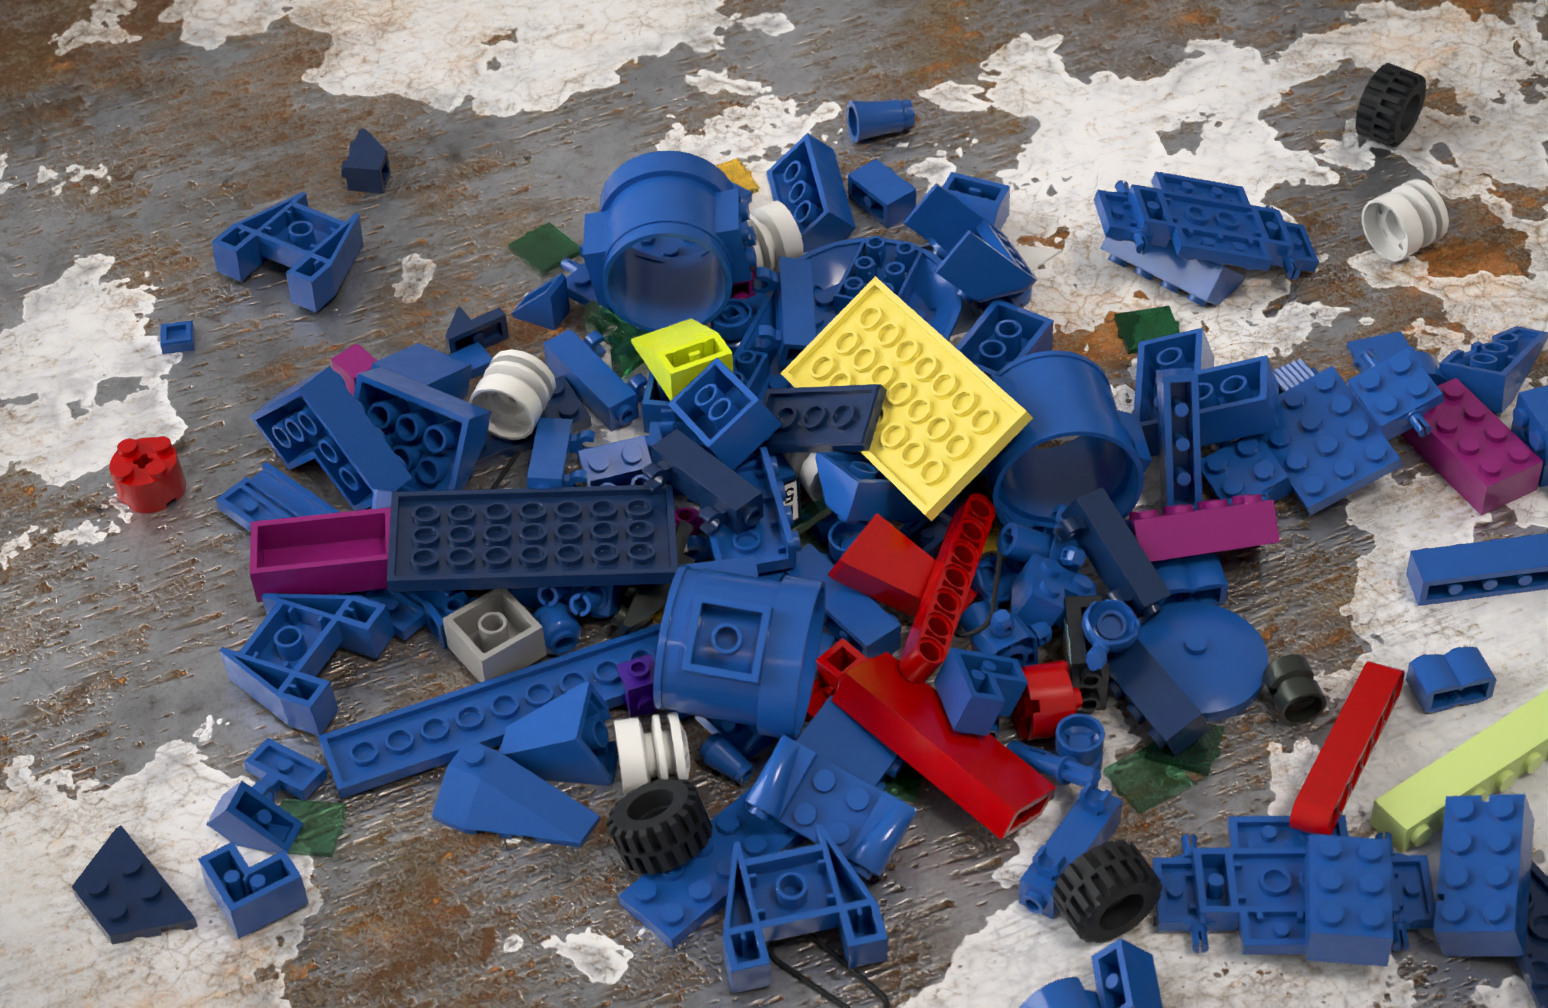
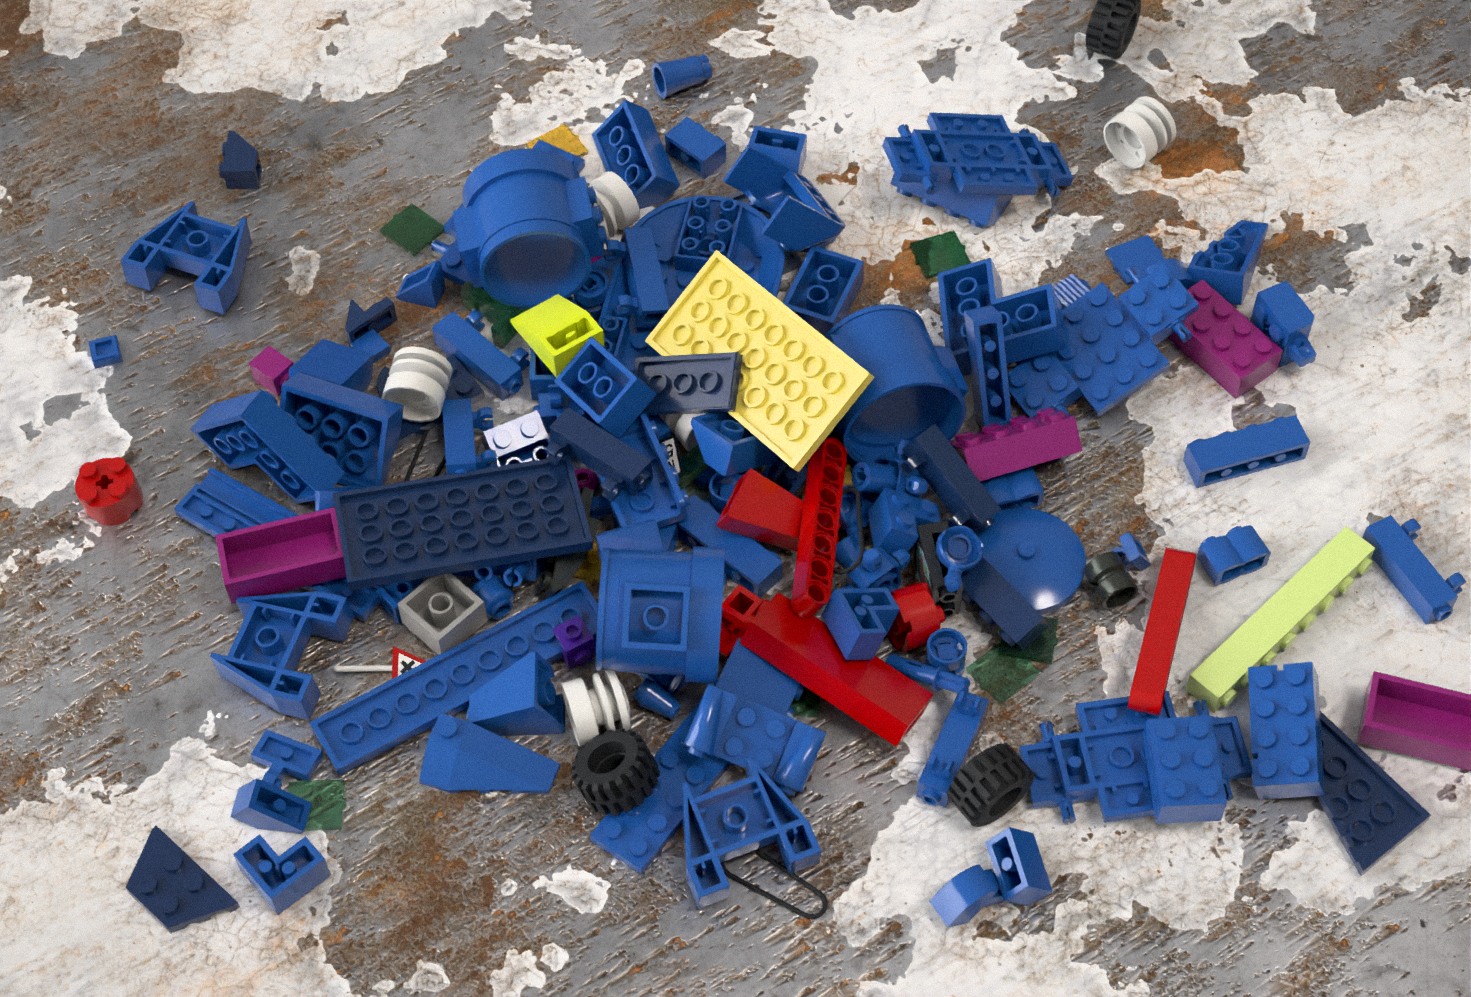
camera: 10 degrees left, 10 degrees up
(437, 686) = (401, 663): none -> piece
(1326, 663) = (1134, 552): none -> blue tile

